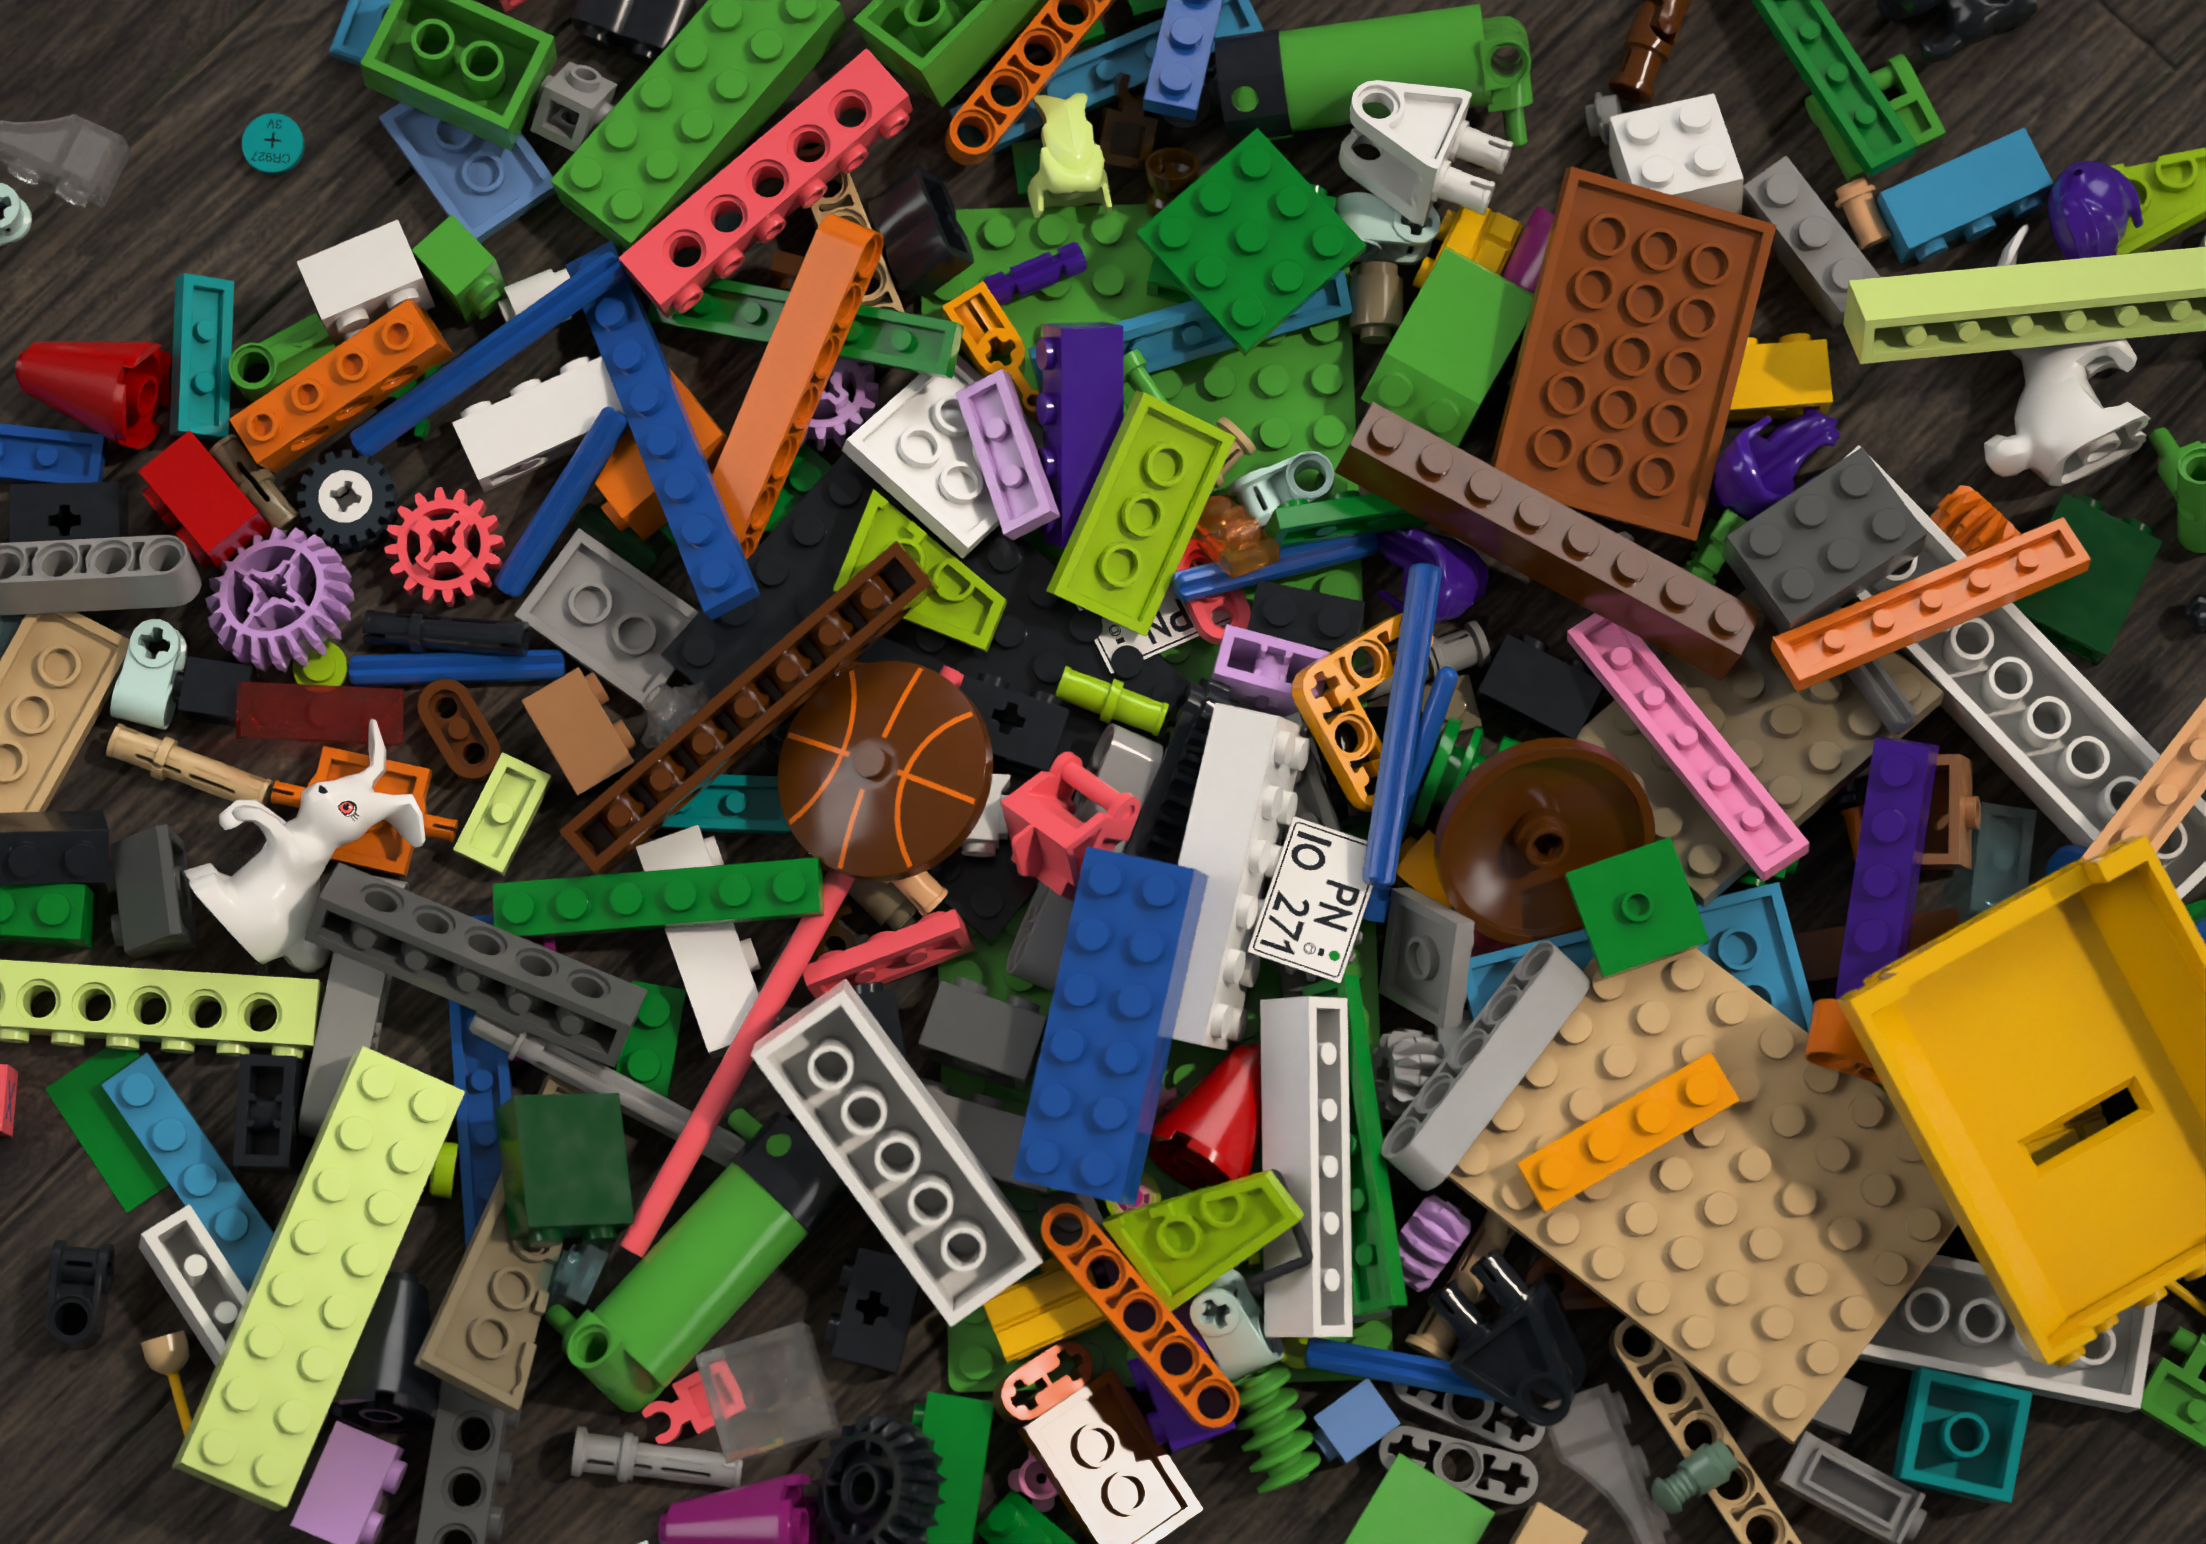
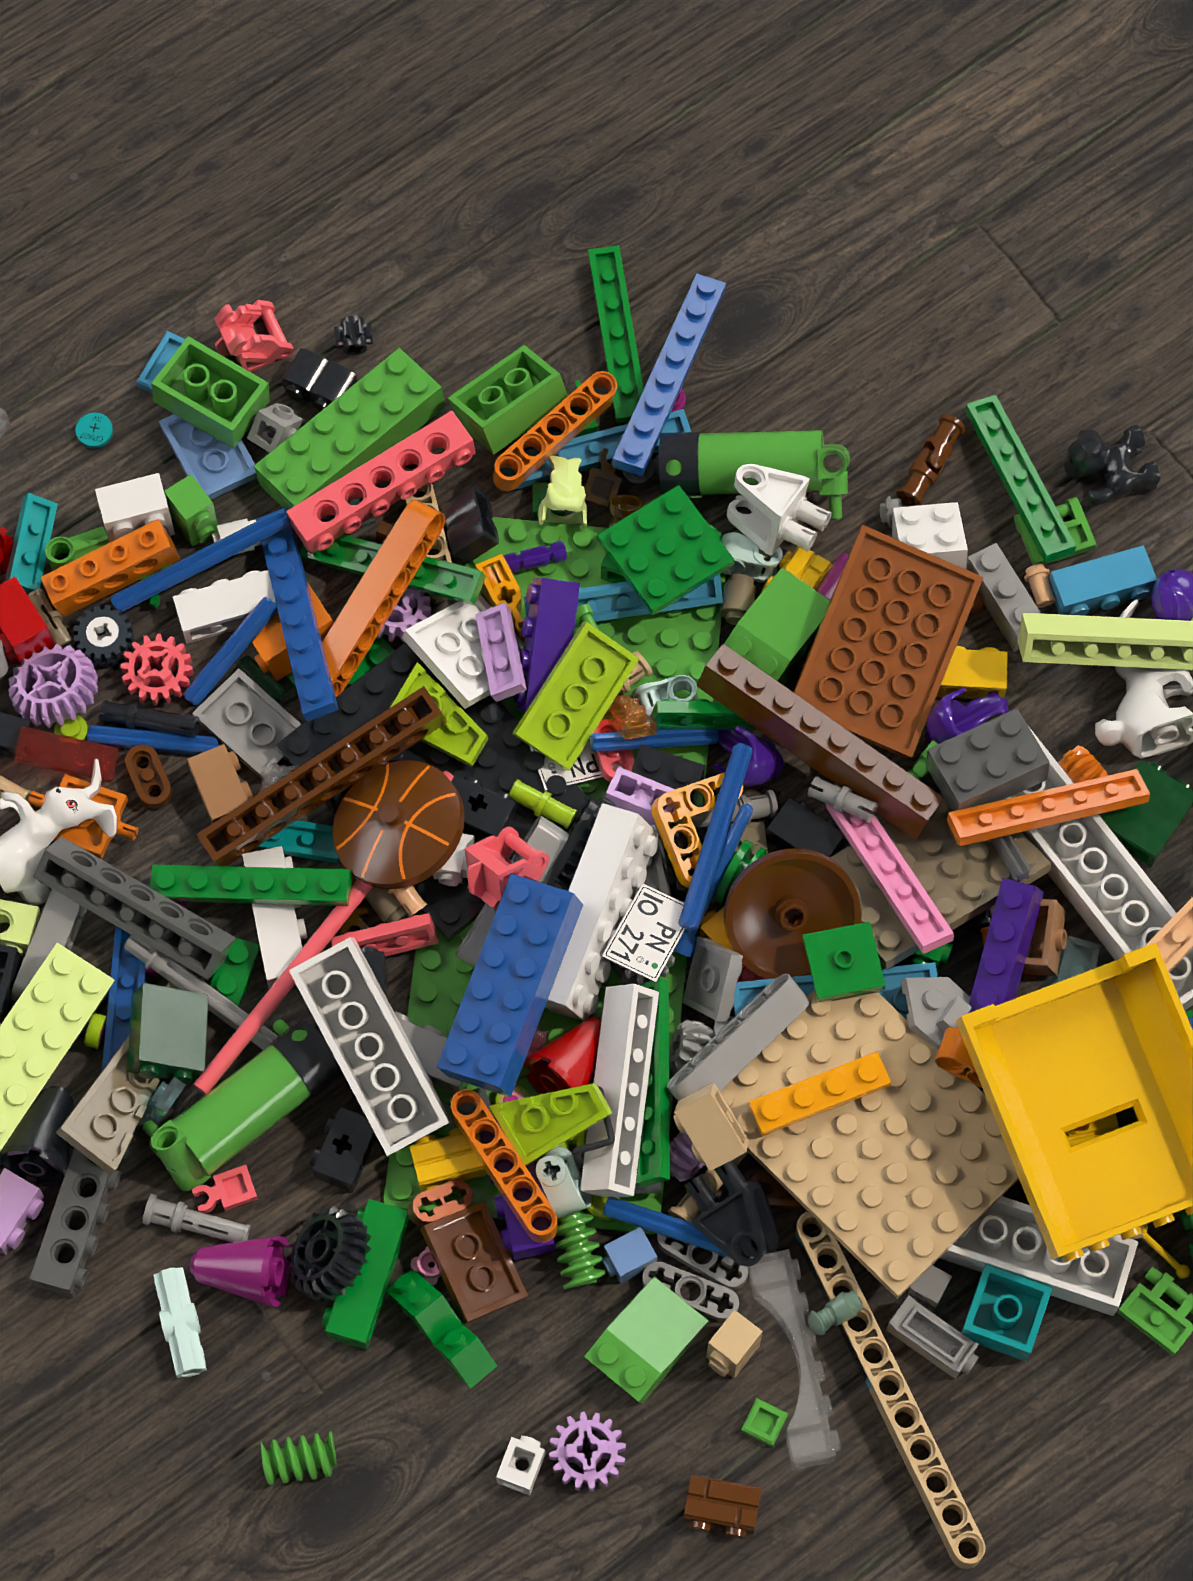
camera: 10 degrees right, 10 degrees down
(503, 814) = (166, 828): yellowish green plate -> none
(768, 1393) = (271, 1187): clear slope -> none
(983, 1034) = (431, 987): dark grey brick -> none
(1463, 1214) = (710, 1127): none -> tan brick
(1596, 632) = (842, 799): none -> light grey pin
(1791, 961) = (933, 1006): none -> light grey plate

